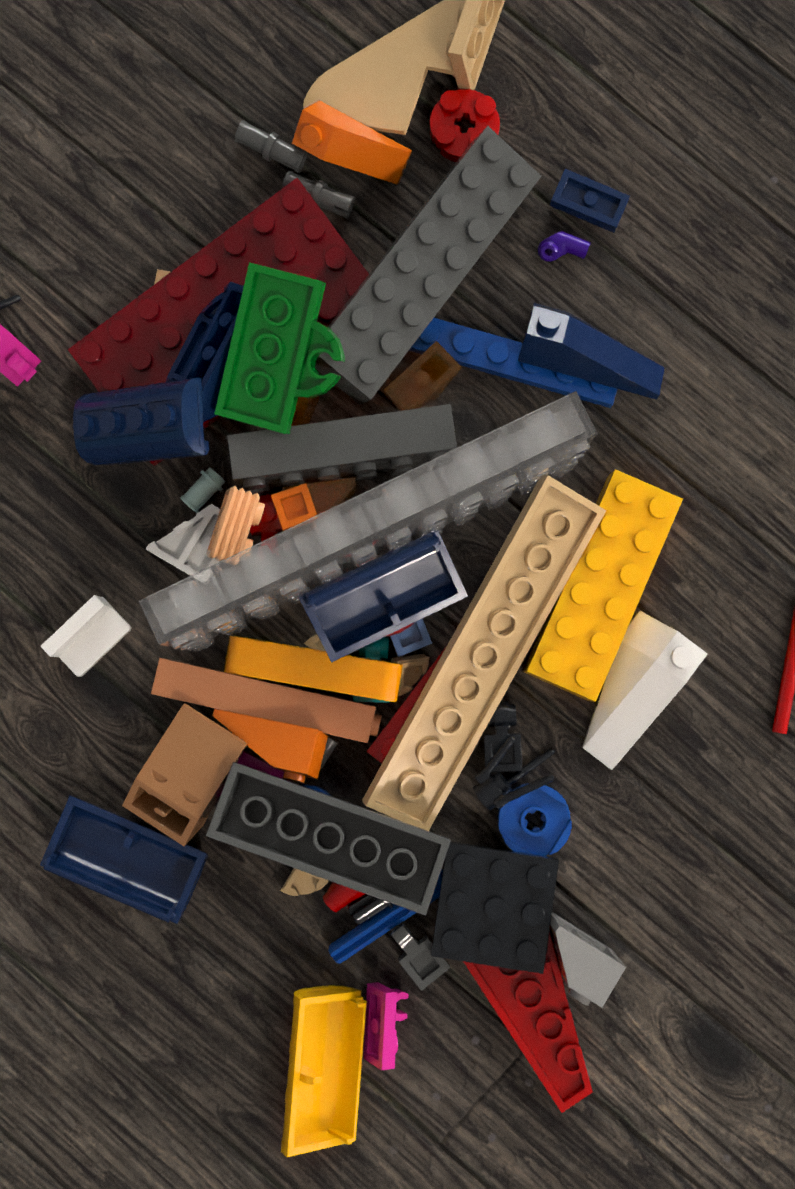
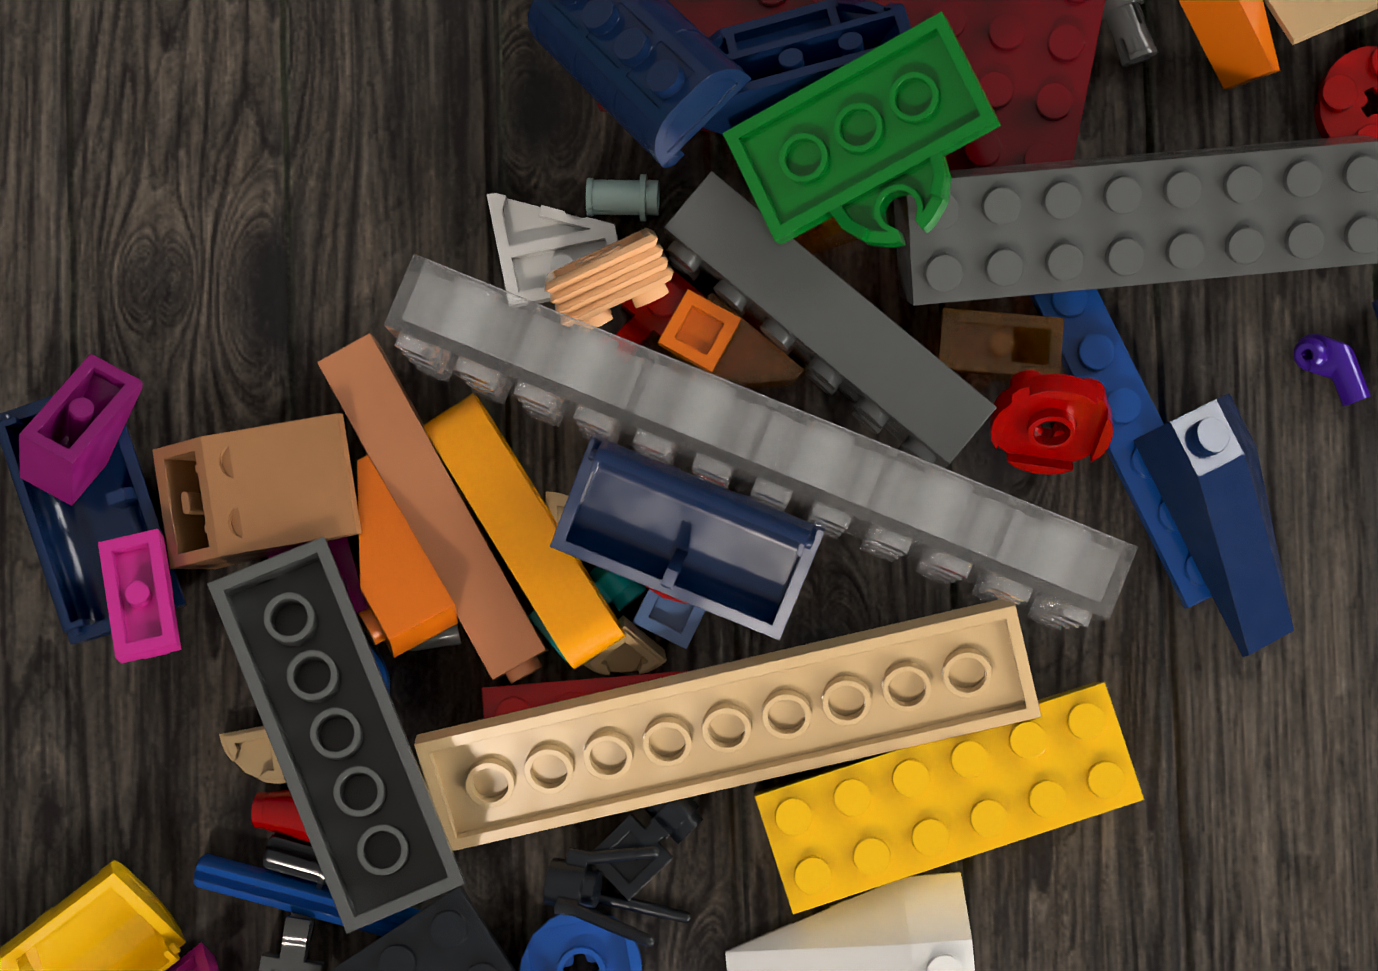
camera: 50 degrees right, 0 degrees up
(80, 832) = (77, 429): none -> magenta slope
(87, 635) = (318, 220): white panel -> none
(183, 872) = (139, 596): none -> dark pink plate
(468, 376) = (1033, 398): none -> red plate

